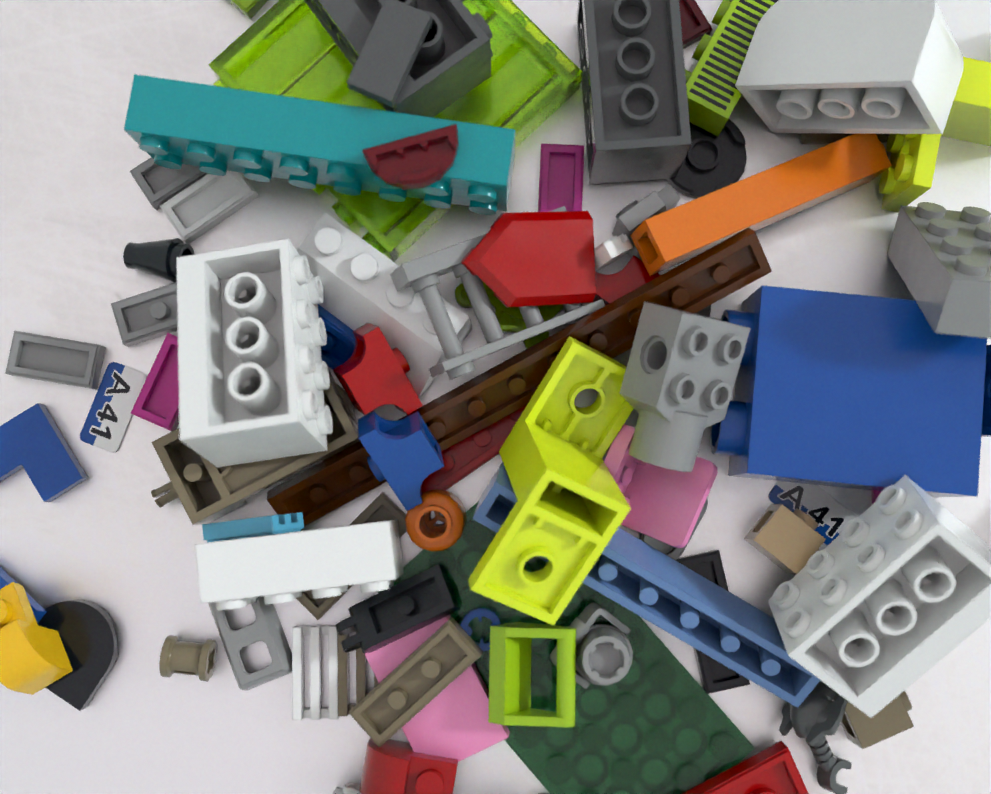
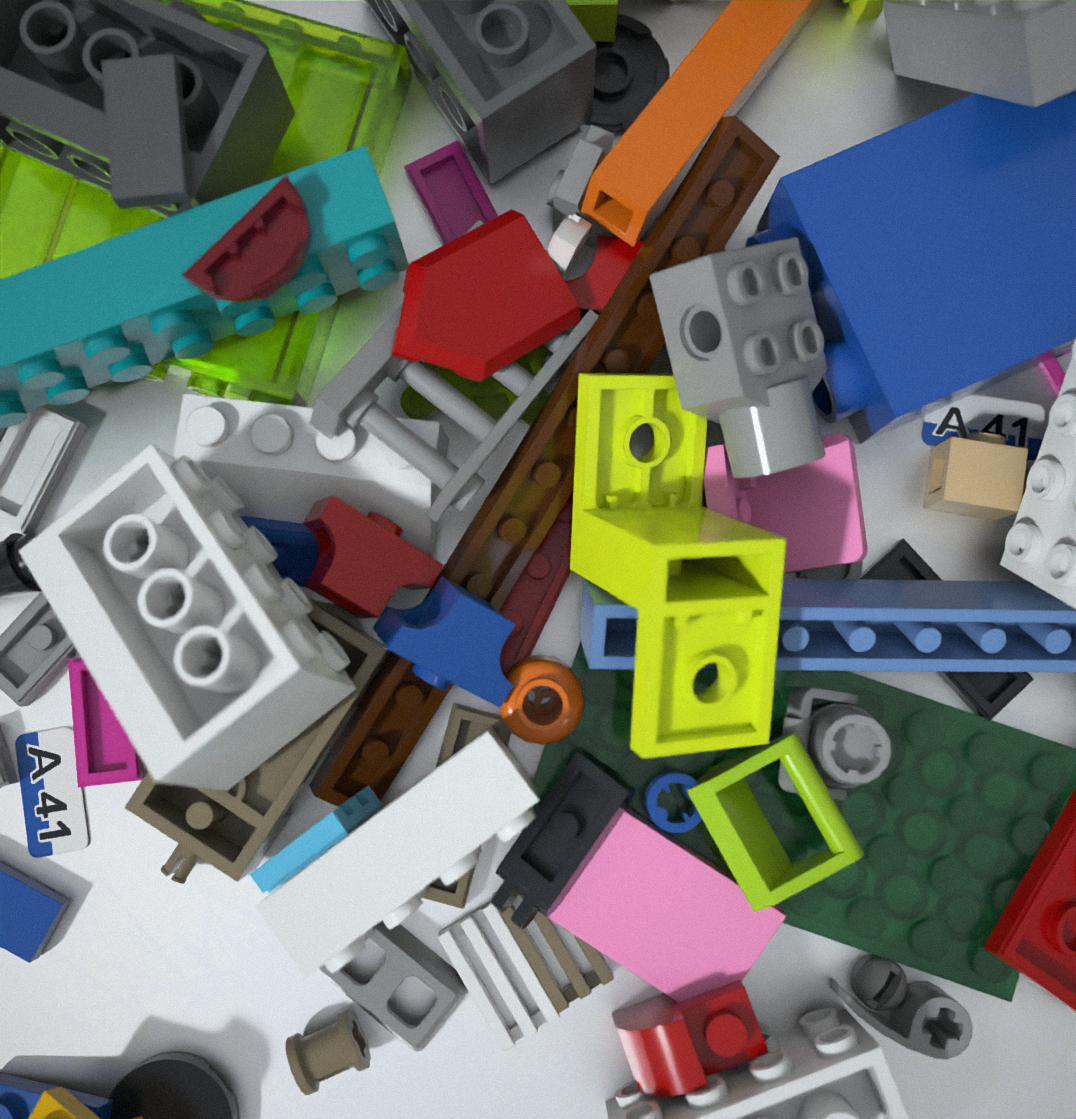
camera: 35 degrees left, 0 degrees up
(416, 682) = (633, 914): dark tan tile -> none

